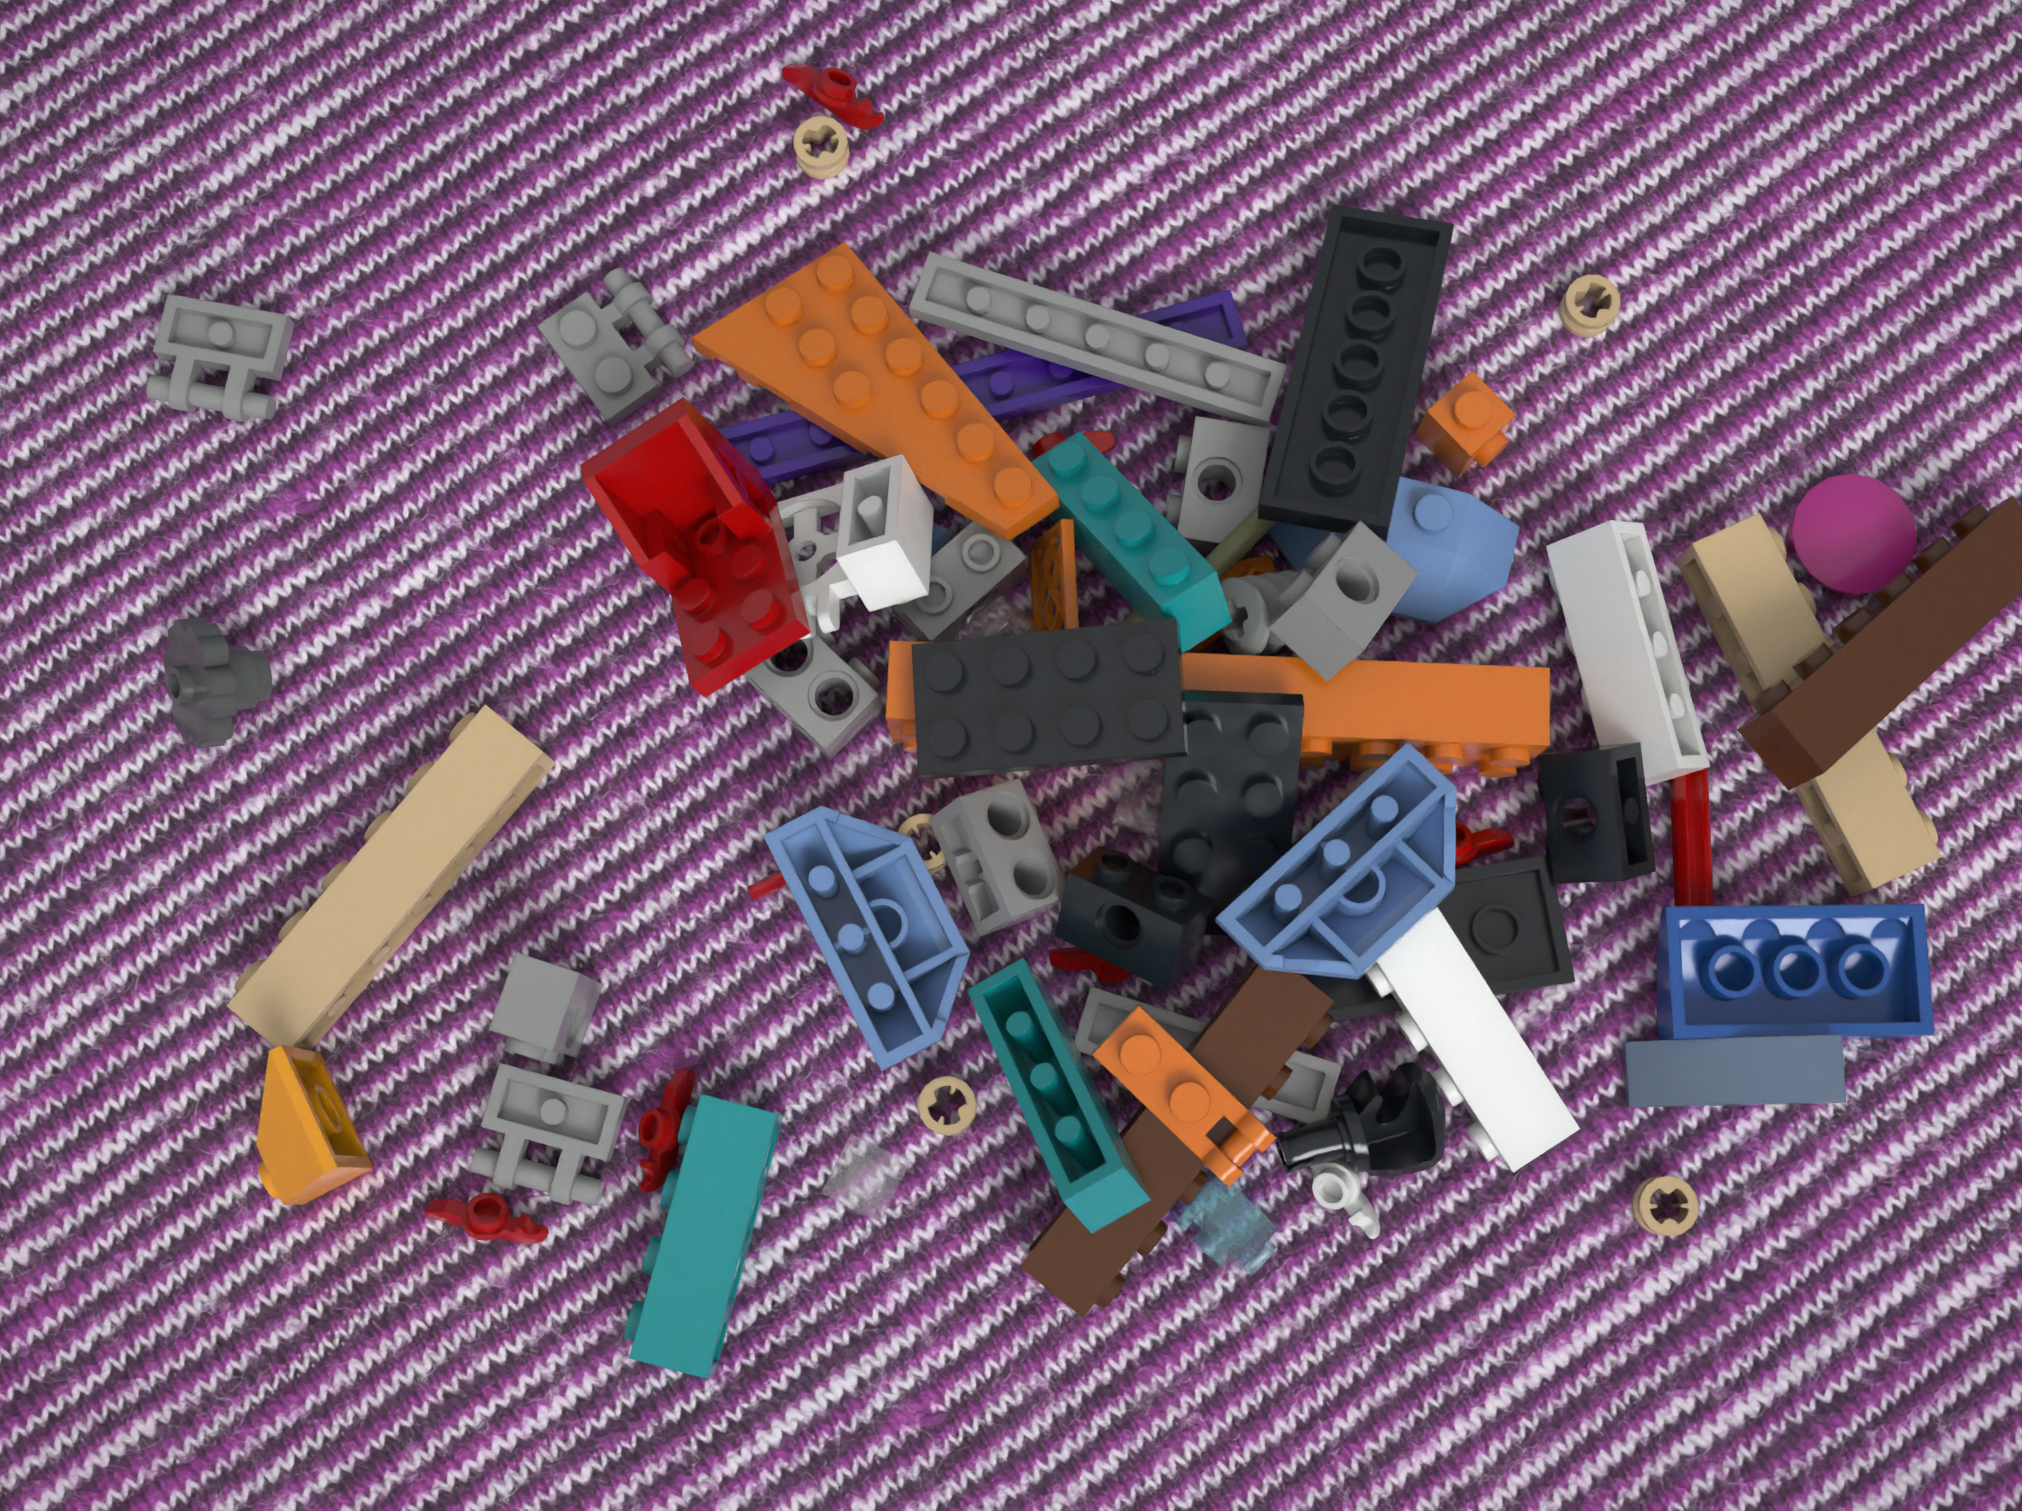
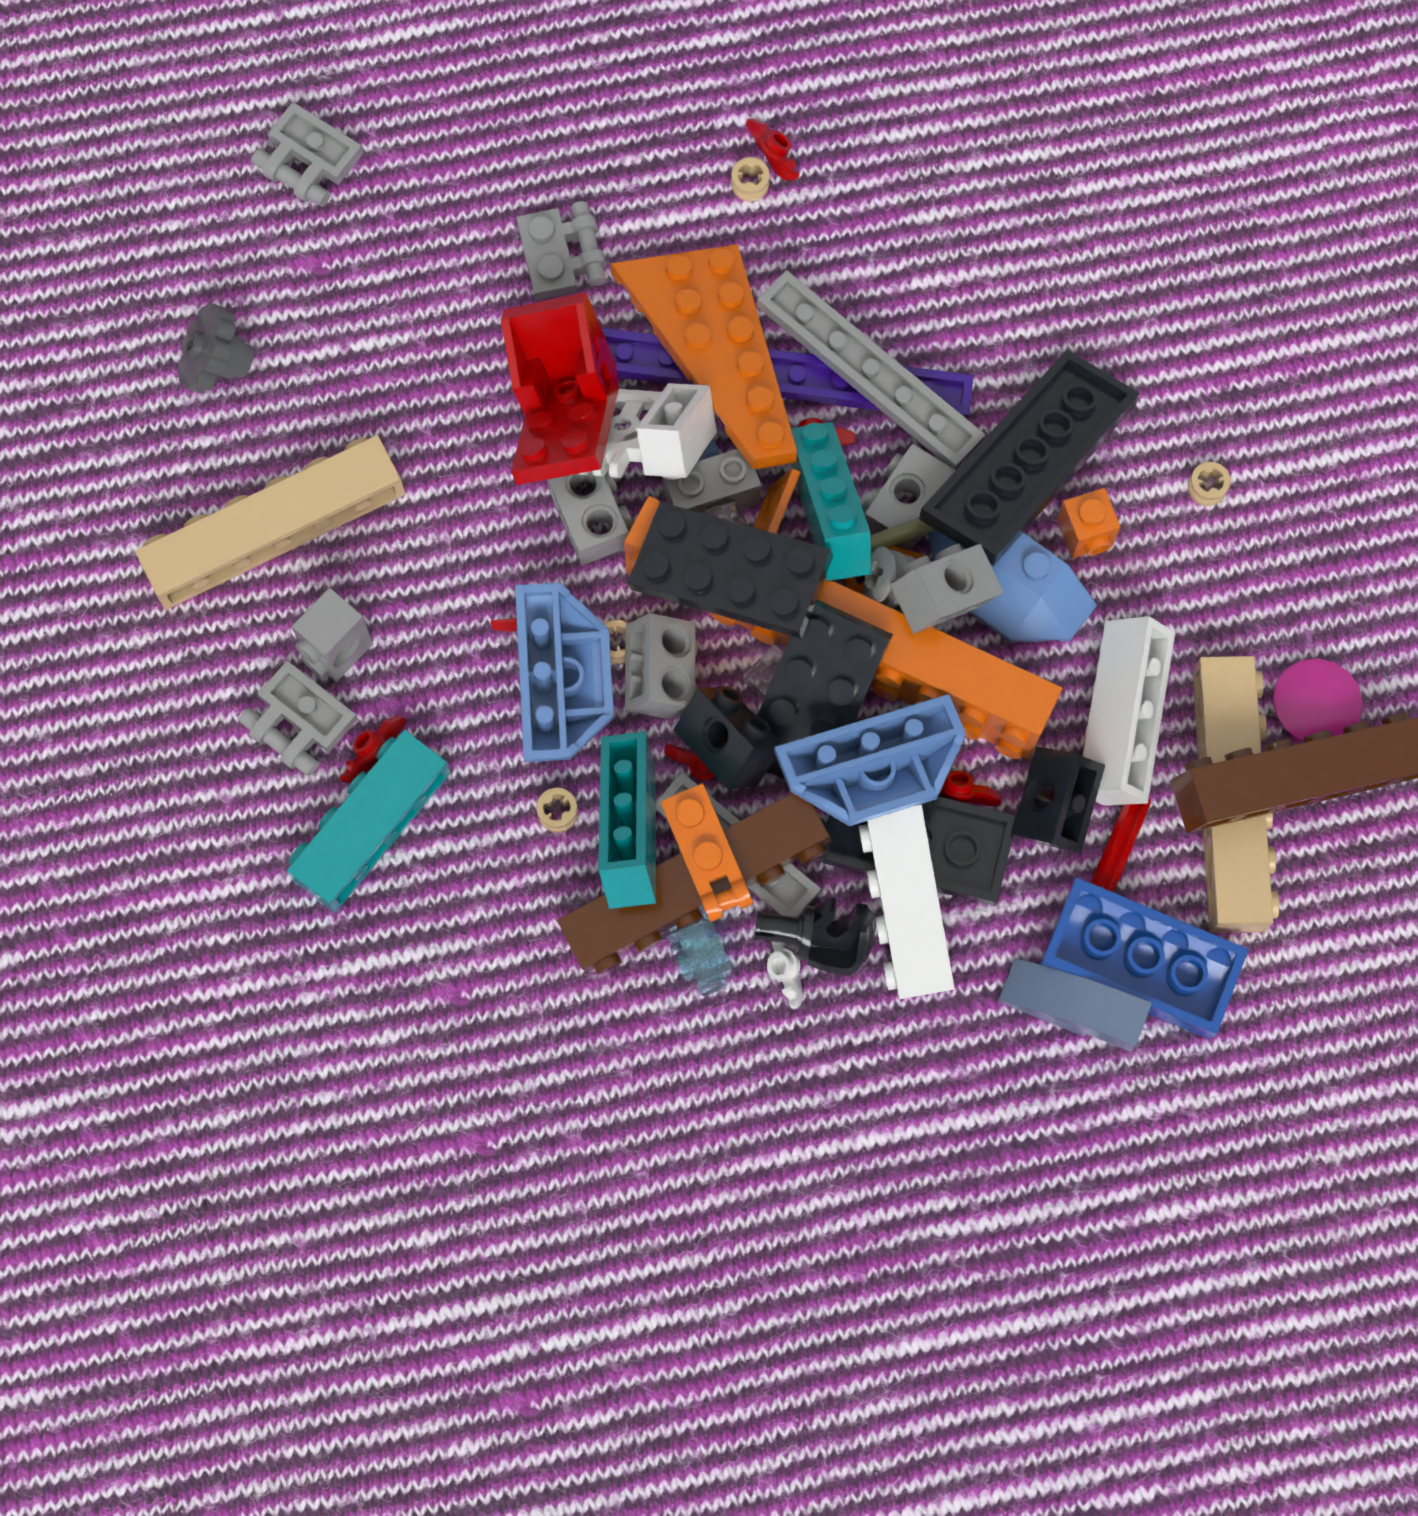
camera: 20 degrees right, 5 degrees down
(305, 1129) = (147, 649): light orange slope -> none
(487, 1219) = (236, 754): red piece -> none
(865, 1178) = (485, 832): clear plate -> none
(1665, 1185) = (997, 1057): tan bush -> none

